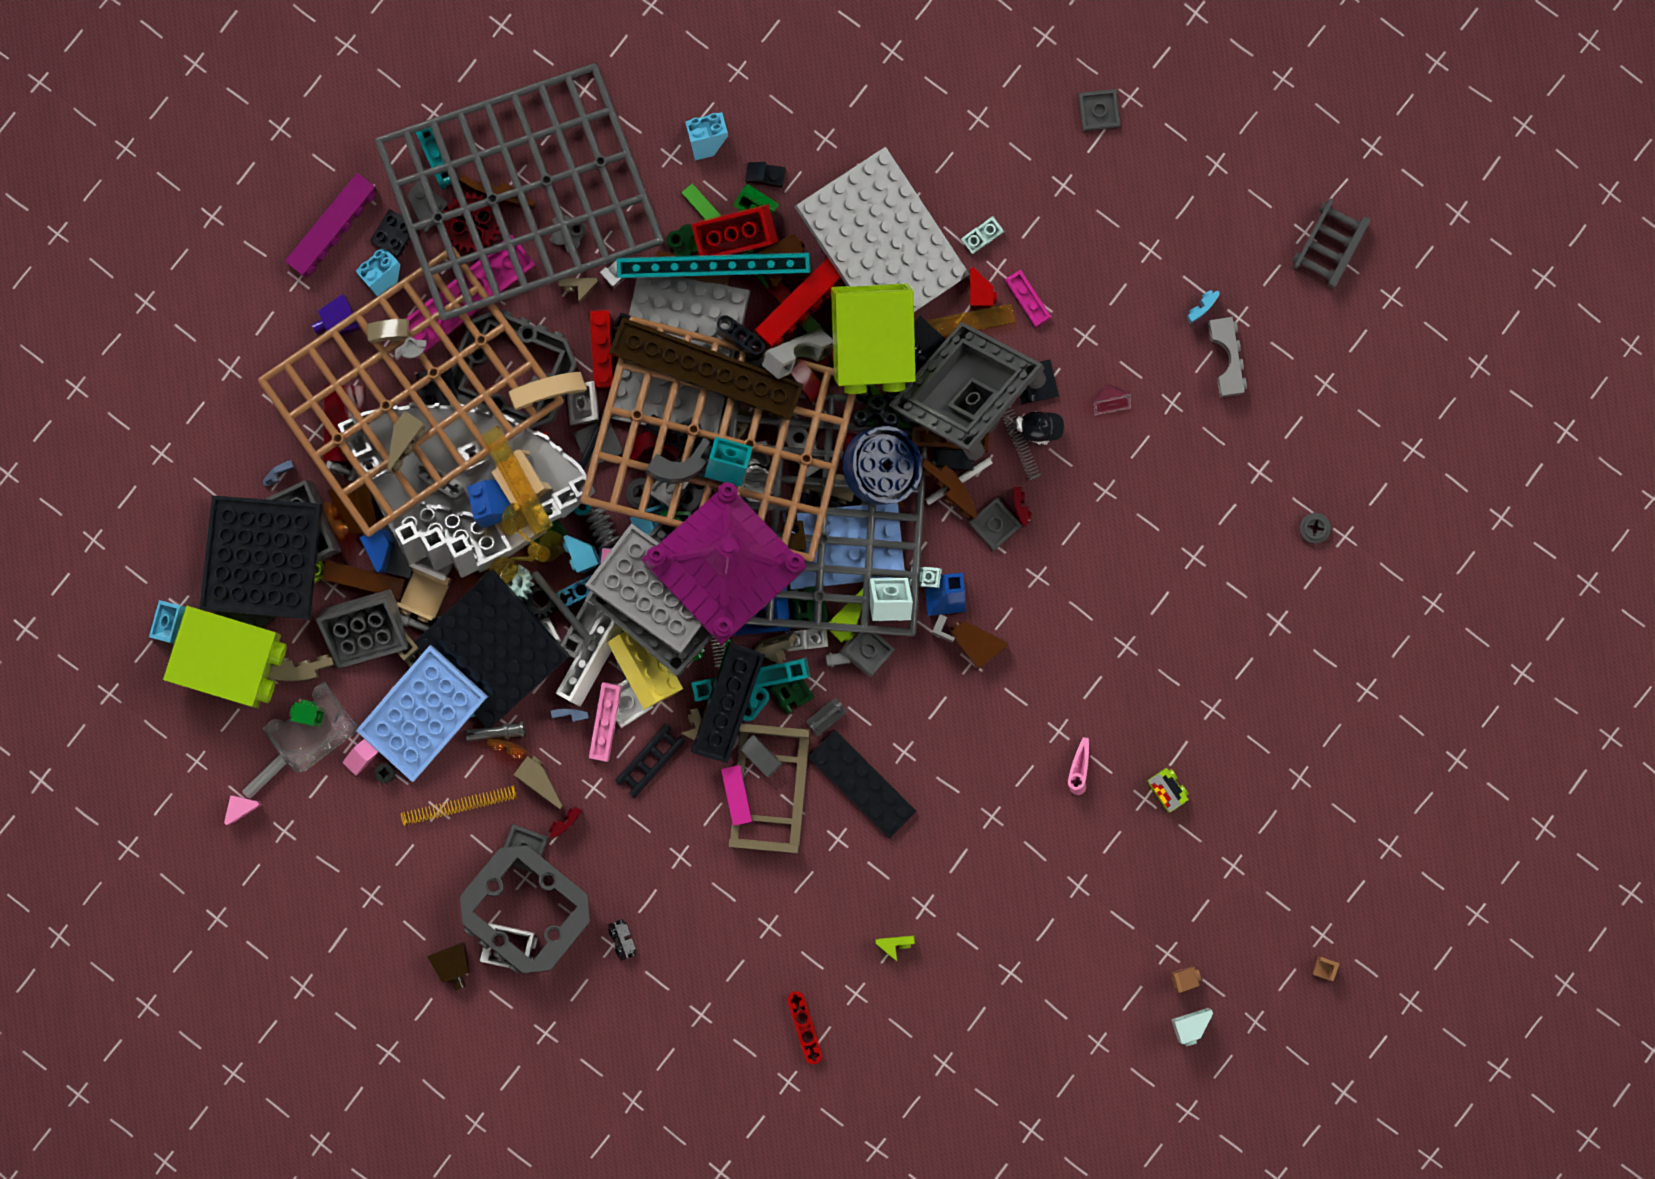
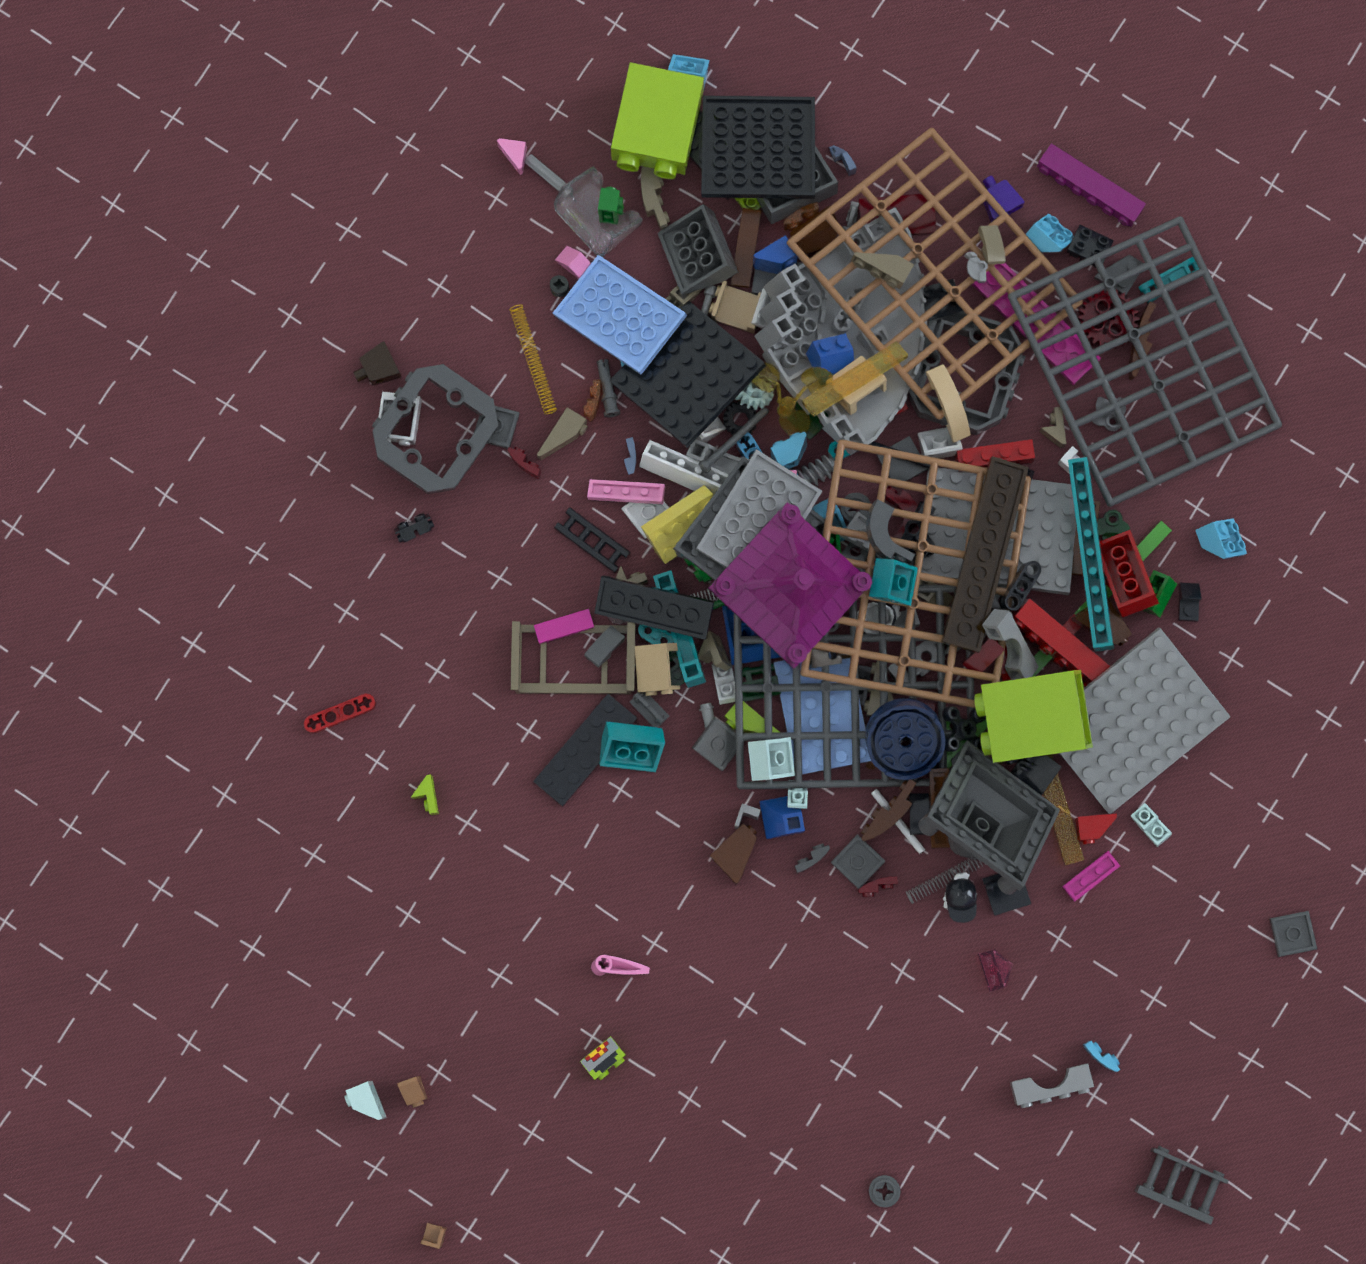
camera: 90 degrees right, 5 degrees down
(788, 707) = (654, 668): none -> tan panel
(864, 737) = (631, 746): none -> teal slope
(986, 563) = (816, 855): none -> dark grey slope

